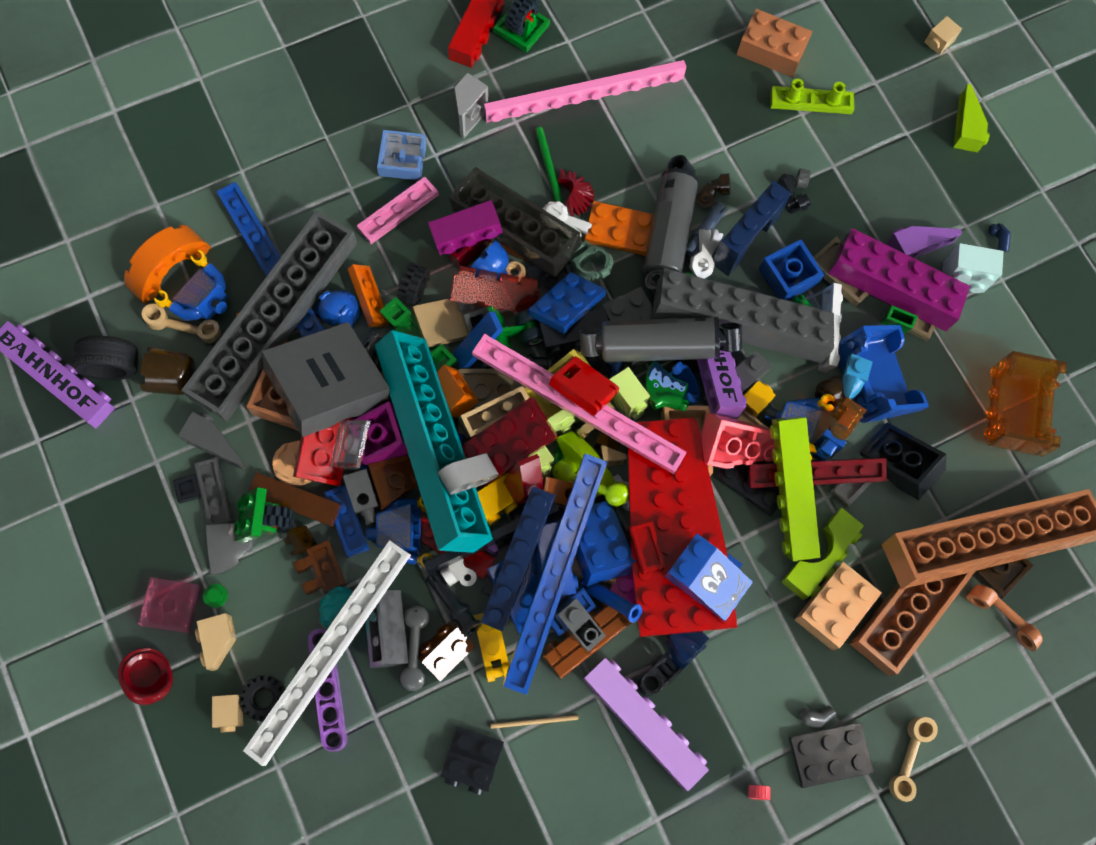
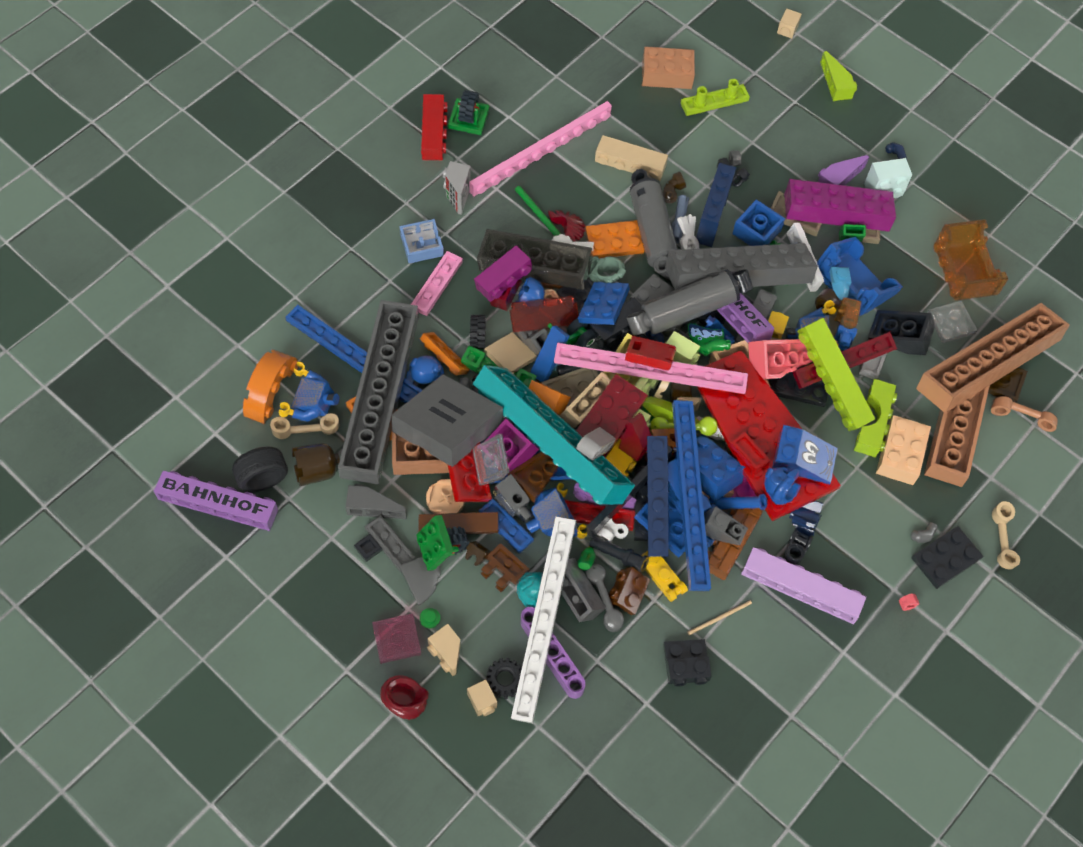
camera: 20 degrees left, 10 degrees down
(413, 596) = (586, 558): none -> green piece
(659, 607) = (780, 484): none -> blue helmet
(682, 137) = (630, 157): none -> tan brick
(970, 470) = (952, 321): none -> clear plate

